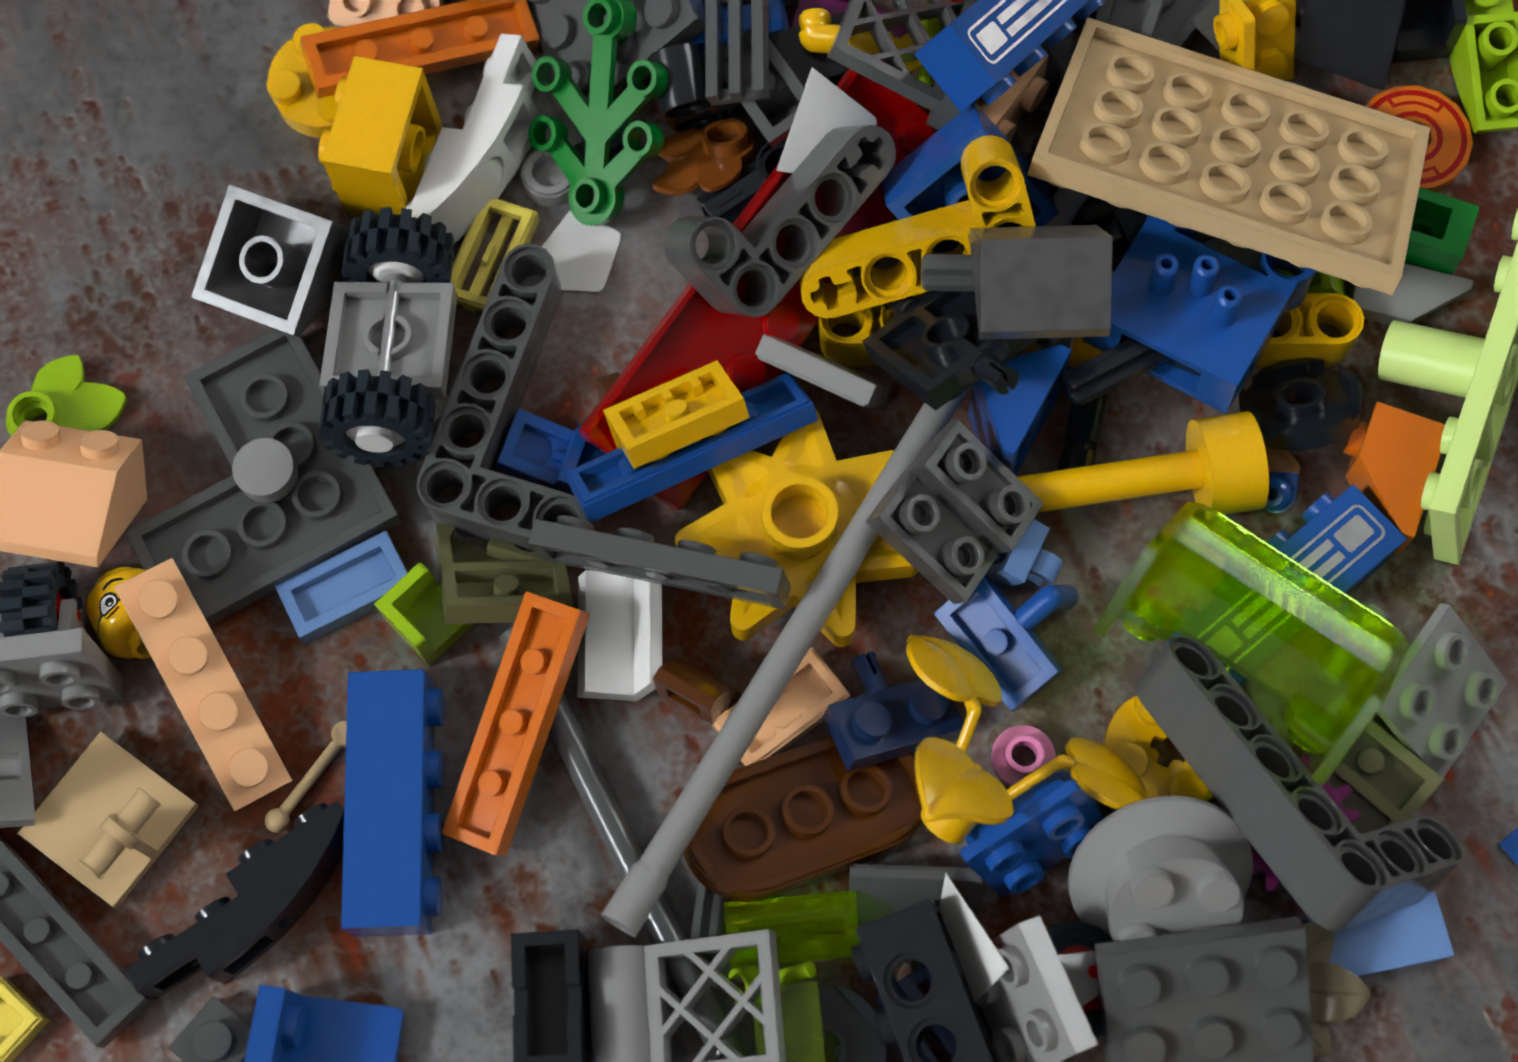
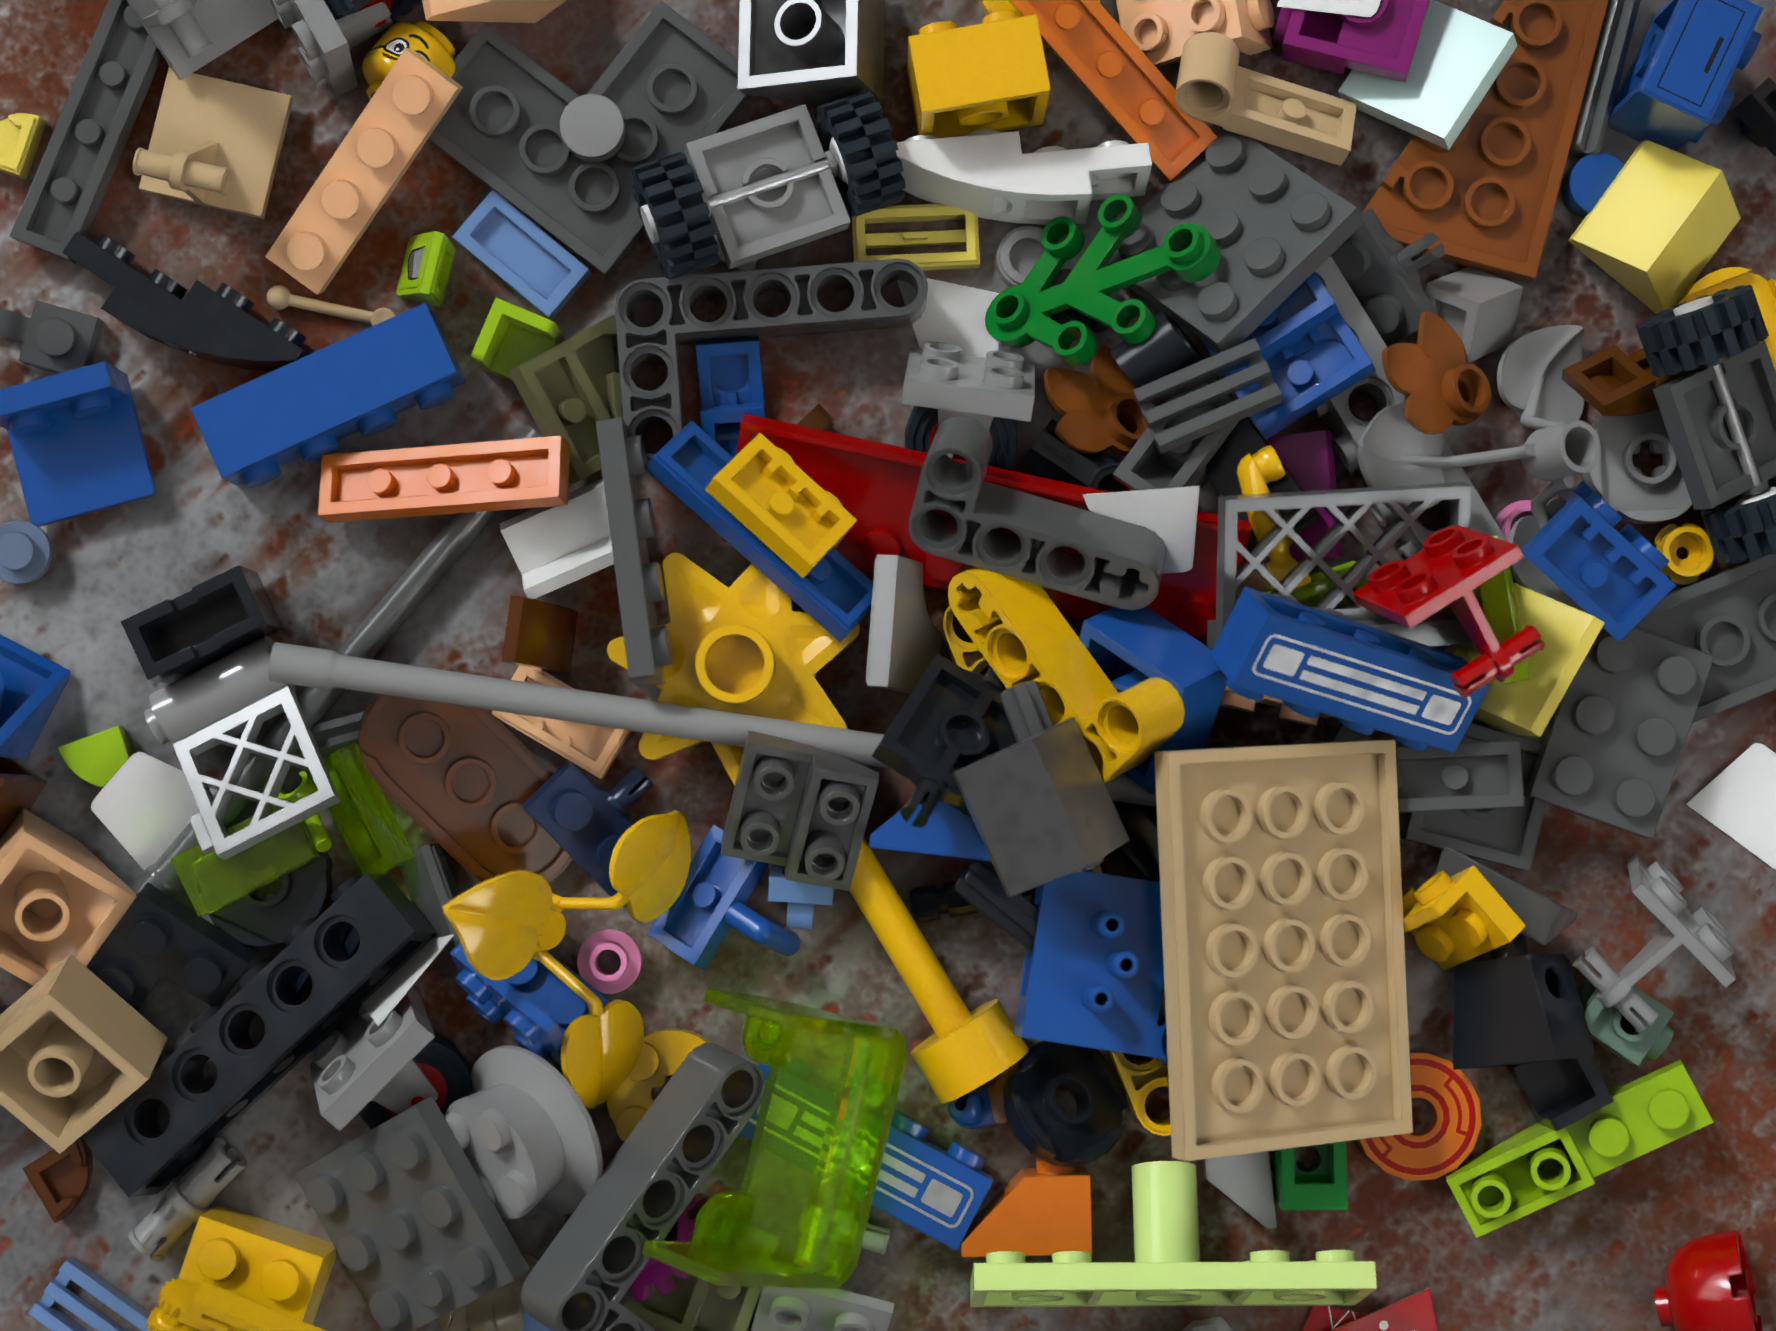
camera: 60 degrees right, 15 degrees up
(314, 674) = (426, 268): none -> lime slope
(638, 255) = (987, 389): none -> light grey plate

